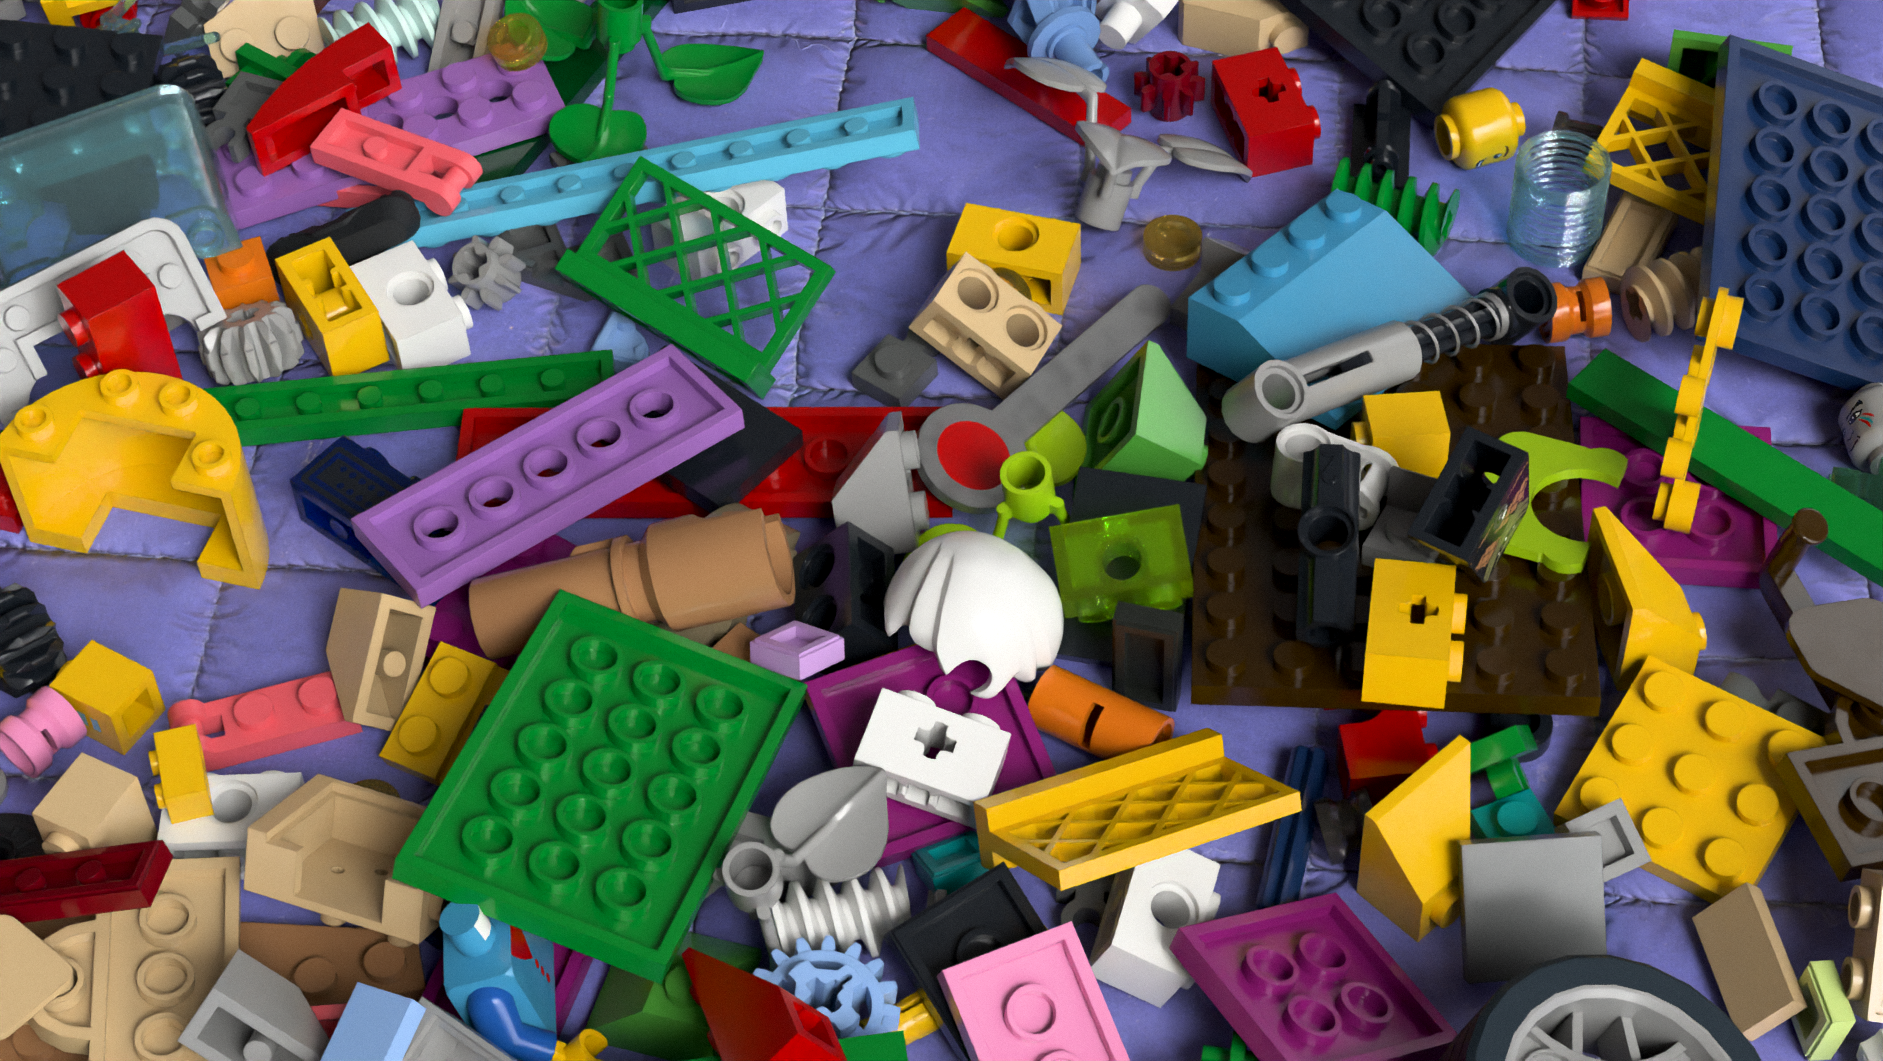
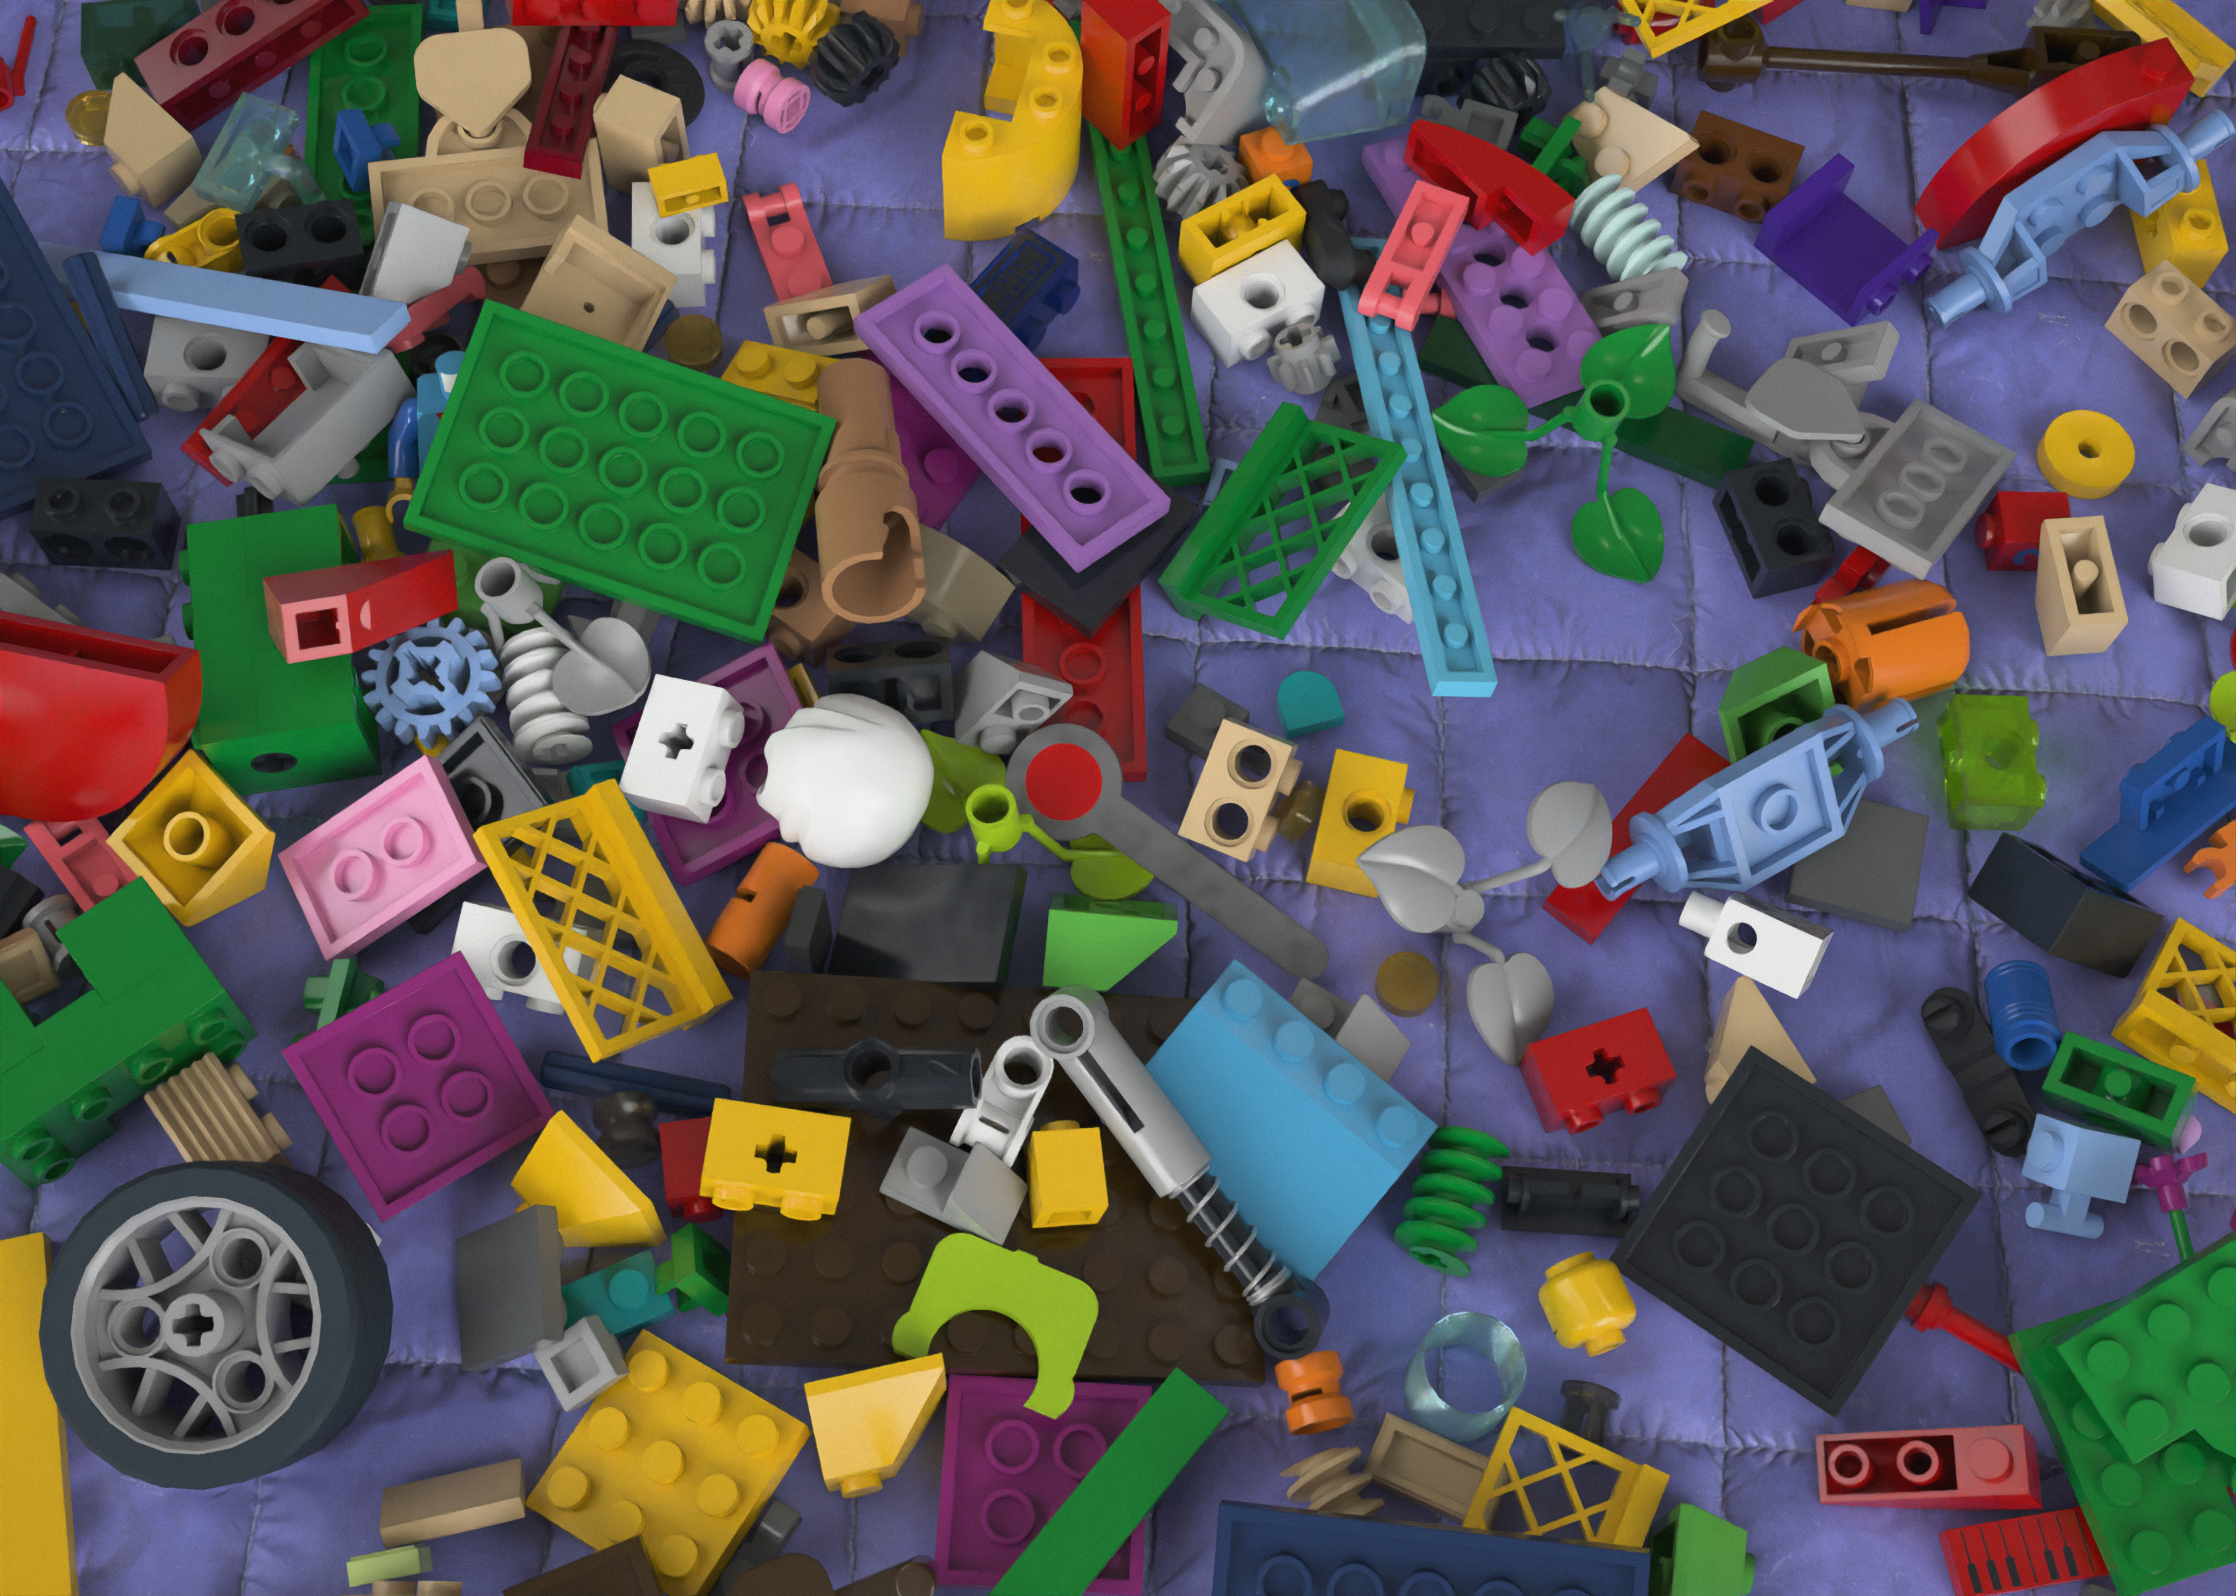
camera: 80 degrees right, 15 degrees up
(110, 695) = (806, 136): yellow brick -> none
(517, 42) = (1589, 339): clear yellow tile -> none
(797, 650) = (804, 631): lavender tile -> none
(877, 299) = (1308, 704): none -> teal tile
(1087, 547) = (911, 874): clear neon green brick -> none
(1169, 86) = (1620, 960): dark red gear -> none
(1468, 516) = (910, 1209): black torso -> none
(1719, 323) = (1021, 1450): yellow plant -> none

